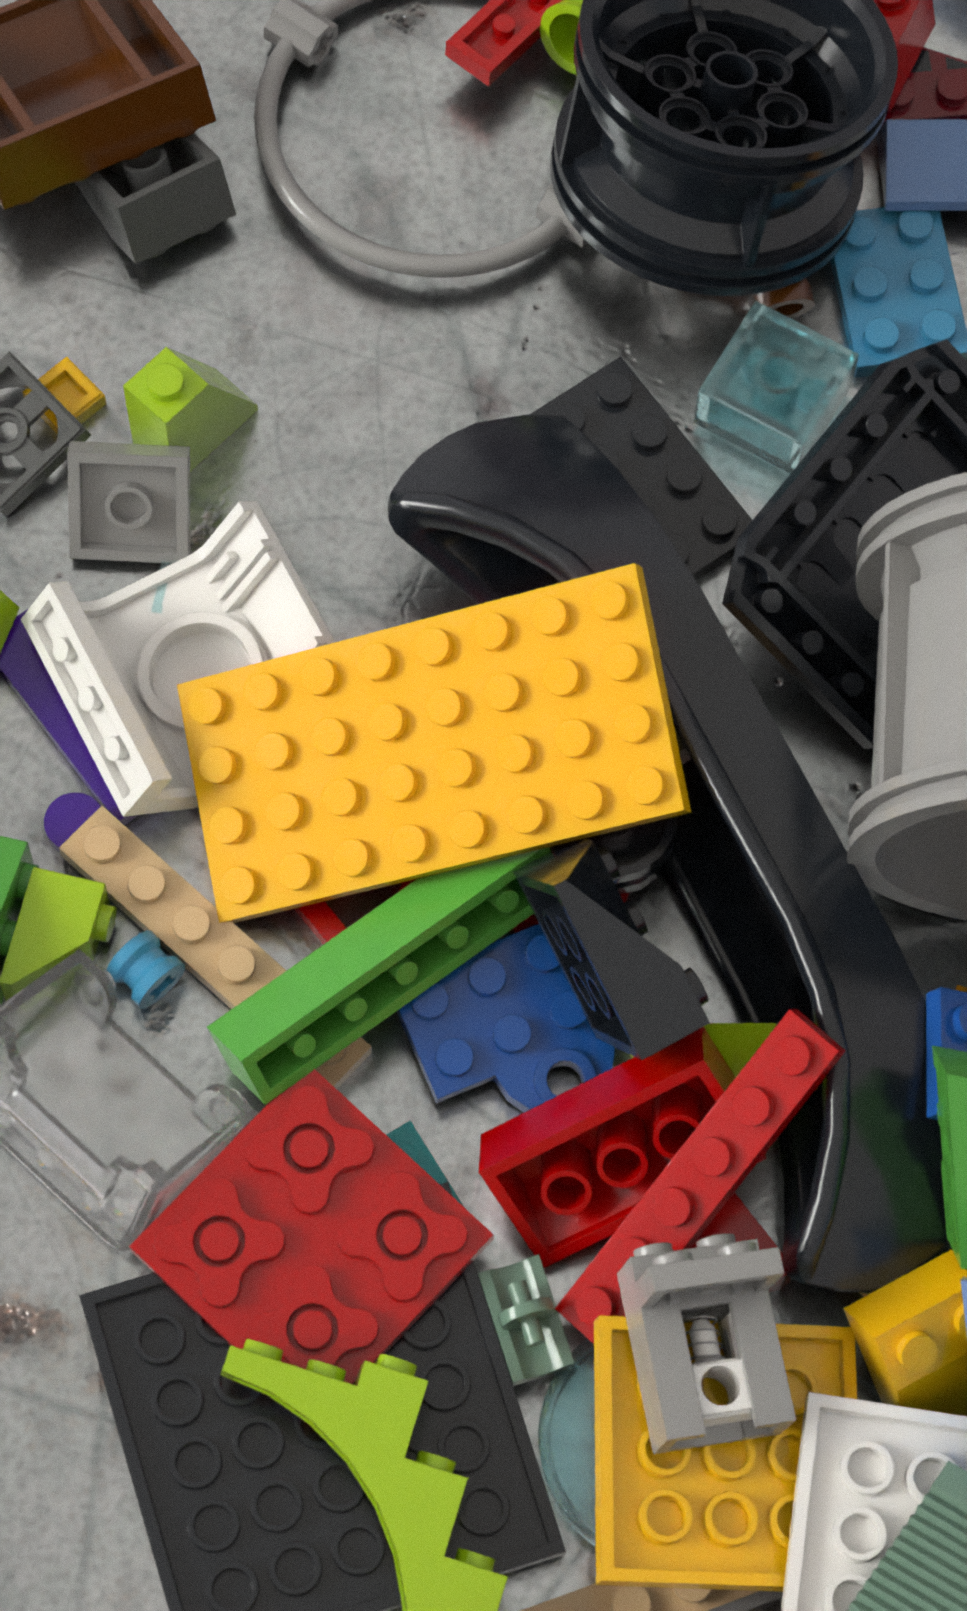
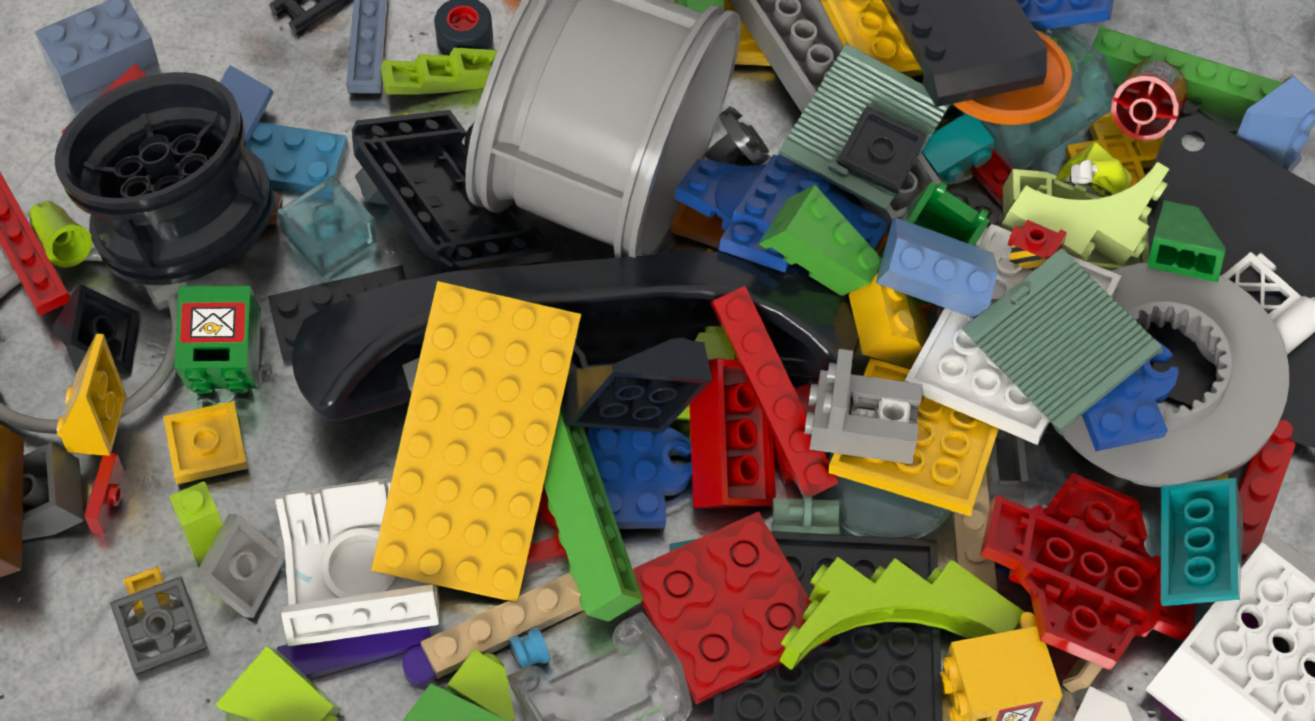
camera: 70 degrees left, 10 degrees down
(191, 272) = (105, 493): none -> red plate
(295, 186) = (93, 403): none -> yellow slope
(330, 373) = (205, 442): none -> yellow plate
(455, 146) = (93, 314): none -> black slope
(507, 310) = (218, 320): none -> green container

